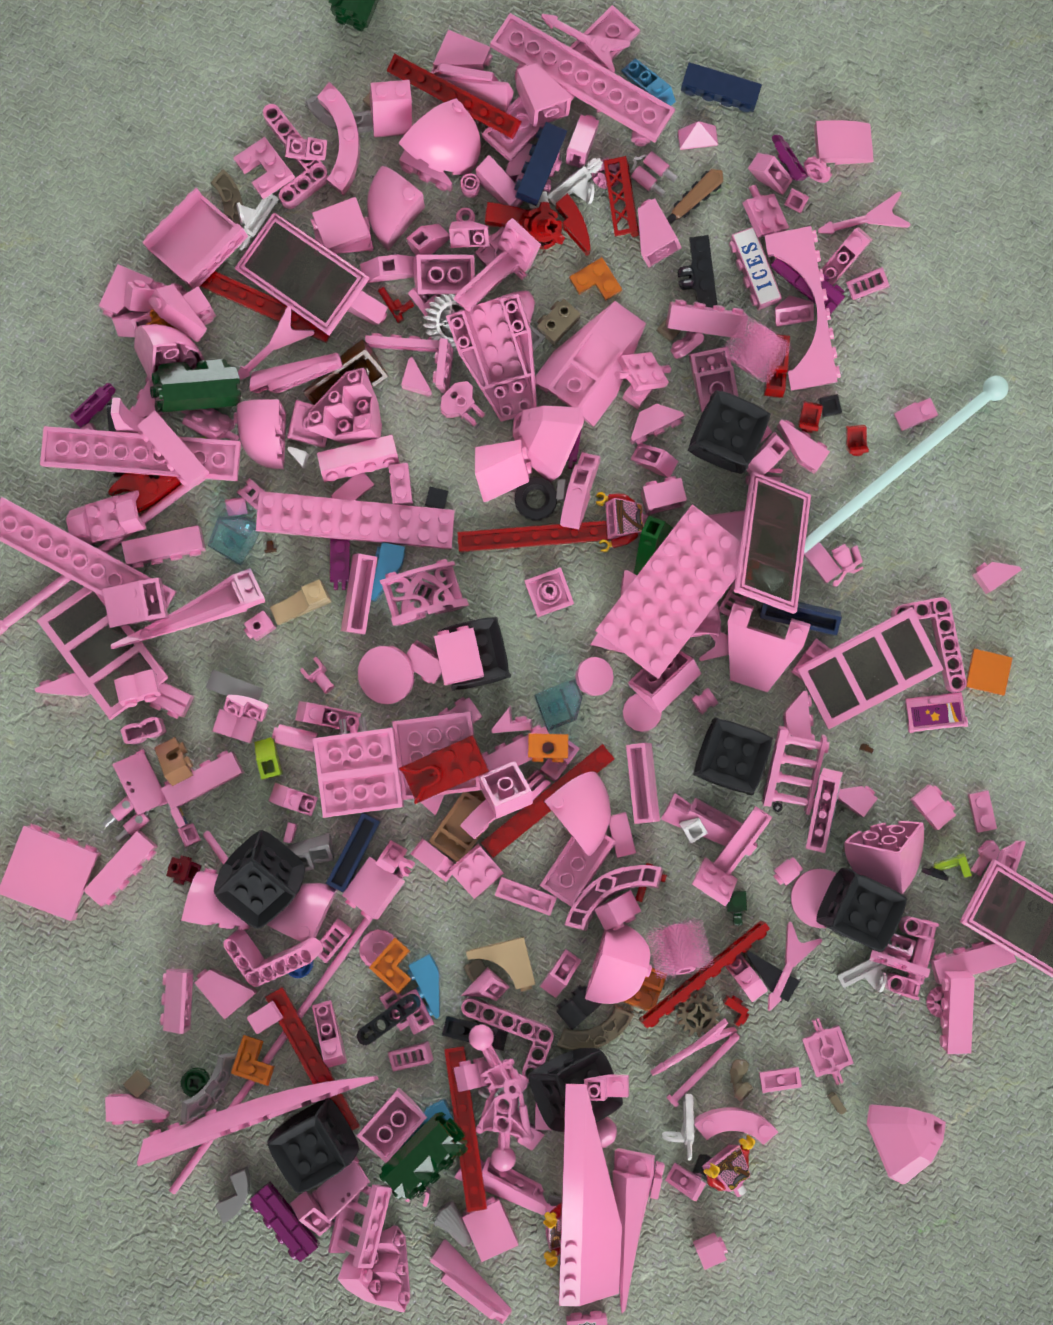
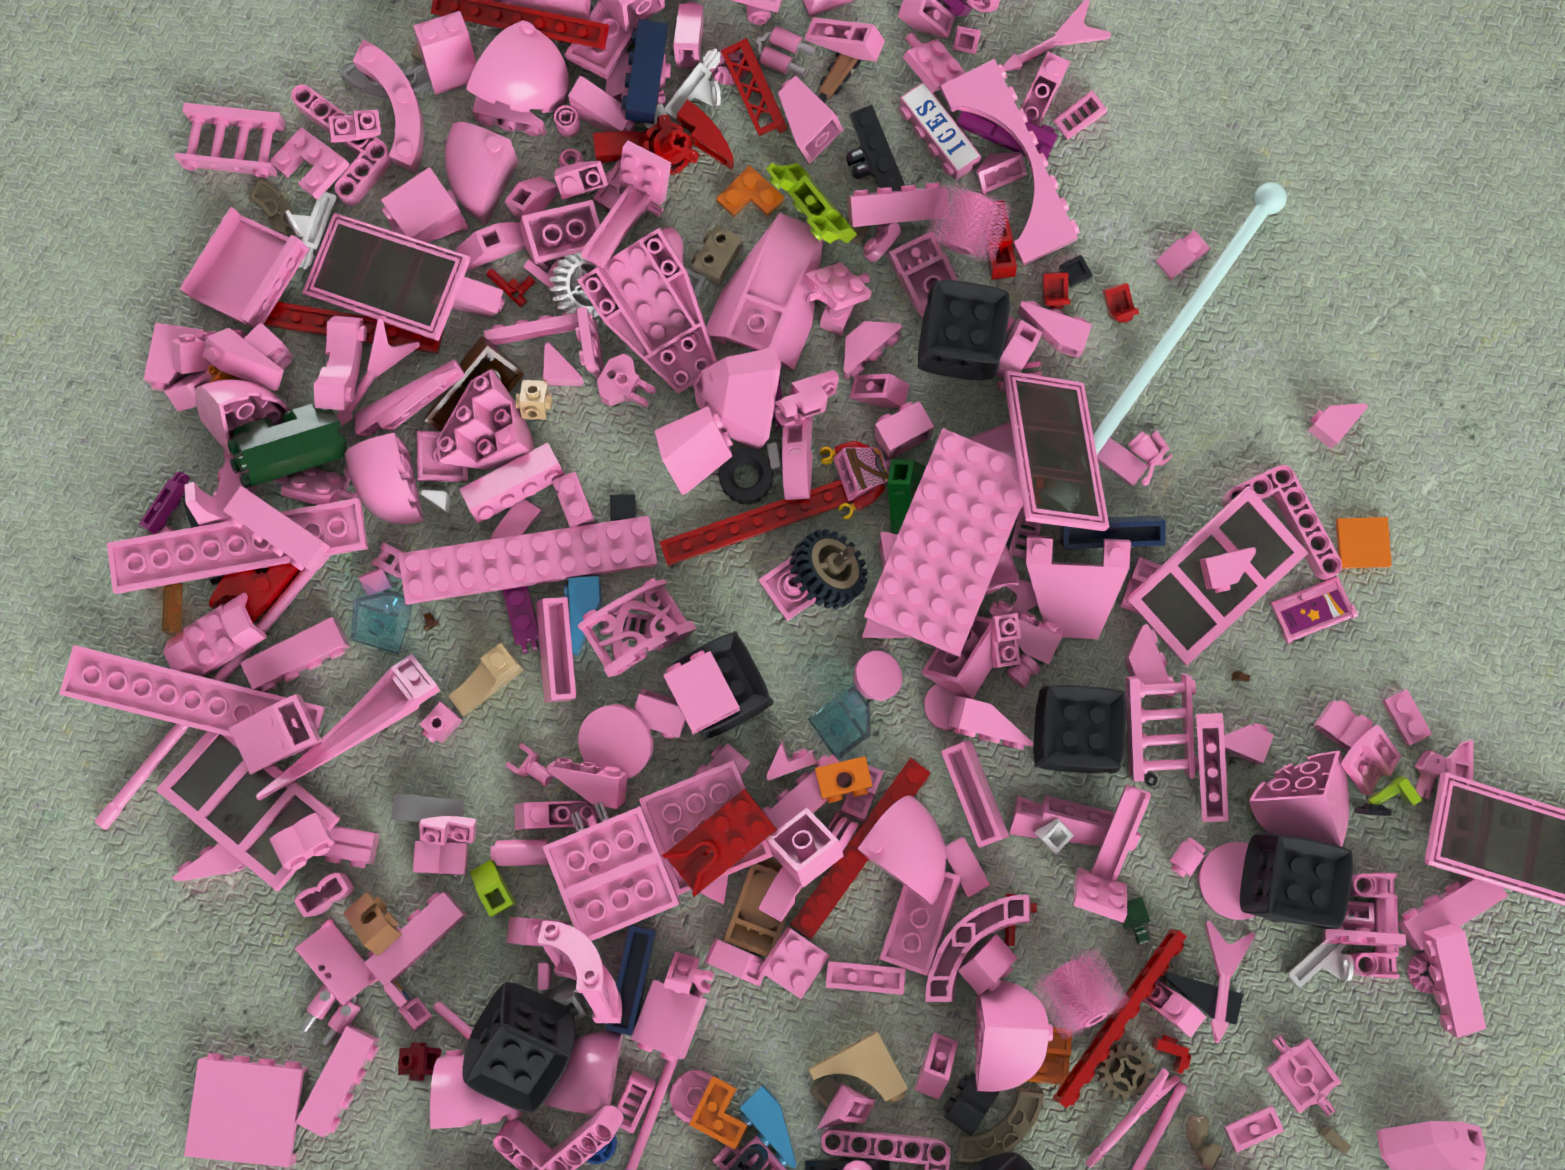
camera: 10 degrees left, 5 degrees down
(80, 487) = (172, 608): none -> clear orange slope
(205, 114) = (222, 118): none -> bright pink fence
(246, 344) = (339, 378): none -> bright pink brick
(319, 828) = (579, 960): none -> bright pink fence
(360, 699) = (592, 782): none -> bright pink slope
(390, 398) = (534, 399): none -> tan brick
(578, 587) = (828, 569): none -> wheel
(597, 452) = (806, 398): none -> bright pink plate
(640, 296) = (808, 197): none -> lime bracket
(659, 727) = (983, 718): none -> bright pink slope
(695, 676) = (1004, 643): none -> bright pink slope
(704, 176) = (845, 37): none -> bright pink slope
(716, 675) = (1036, 638): none -> bright pink slope
(877, 665) = (1226, 568): none -> bright pink slope
(944, 835) = (1370, 758): none -> bright pink slope

